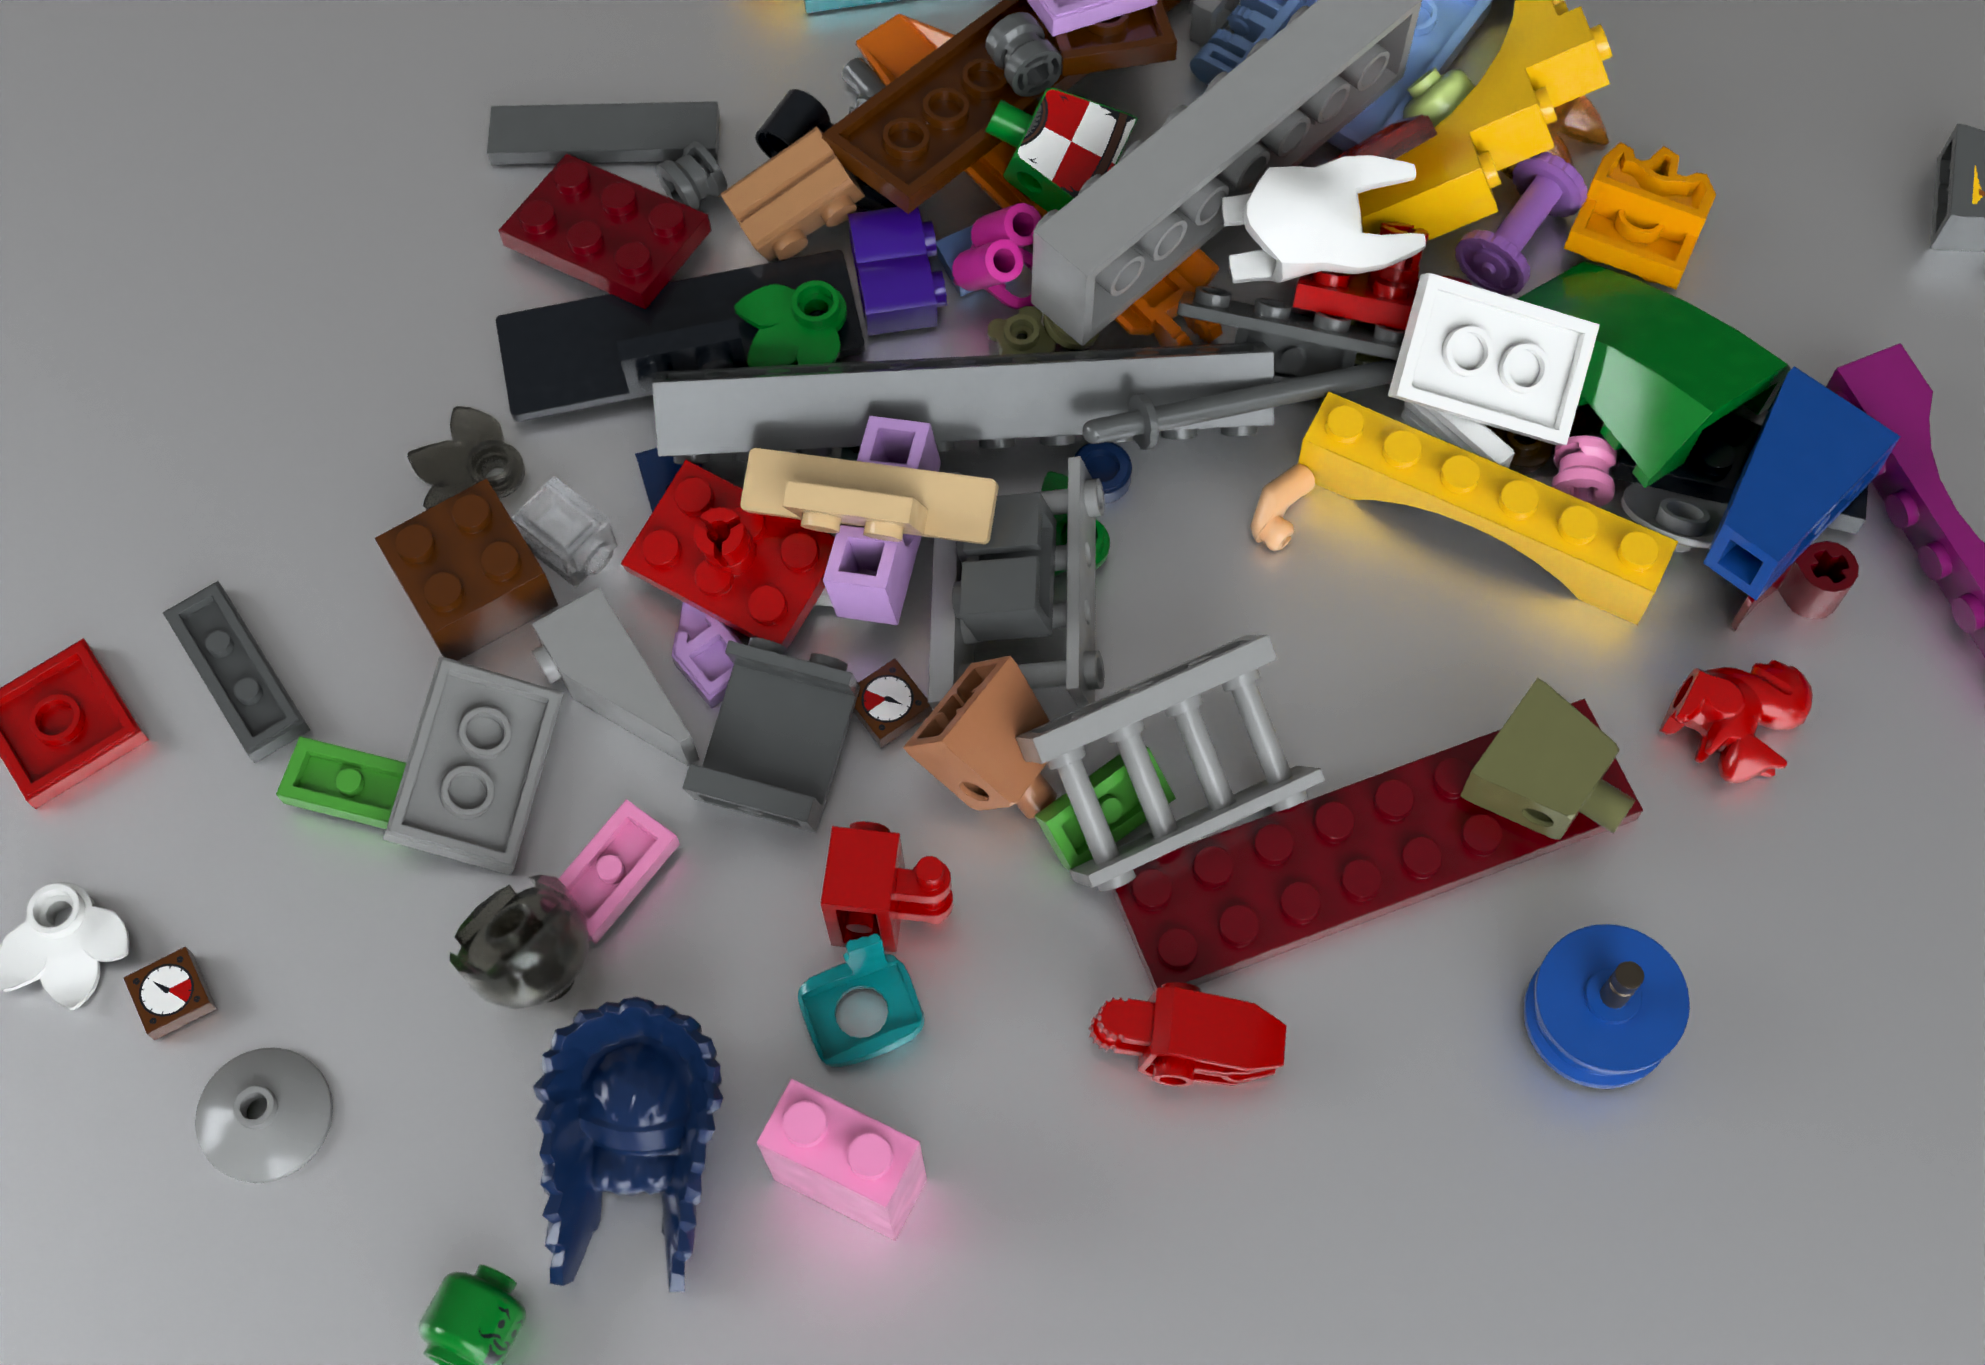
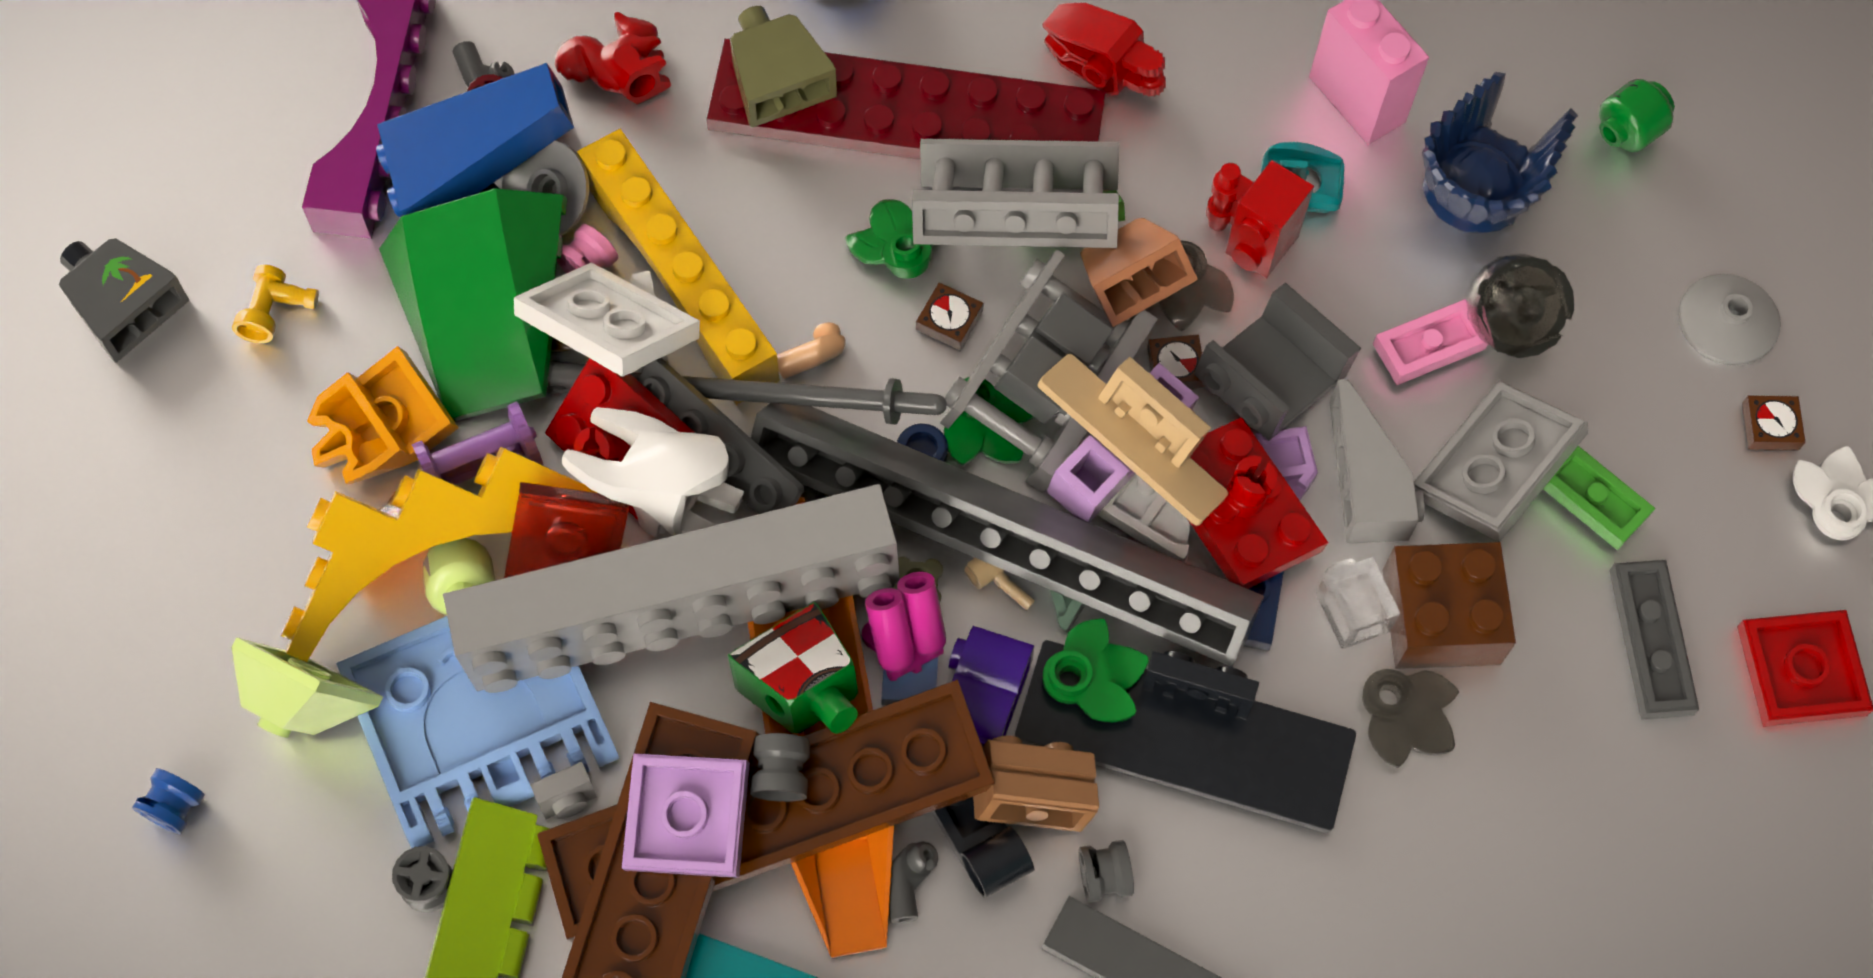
camera: 155 degrees left, 0 degrees up
(605, 230) = (1203, 863): dark red plate -> none
(911, 801) = (1210, 289): none -> clear smoke plate
(1164, 625) = (949, 316): none -> tile
(1292, 682) = (891, 241): none -> green plate
(1844, 244) = (255, 323): none -> yellow piece
(1869, 621) = (472, 66): none -> dark grey arm

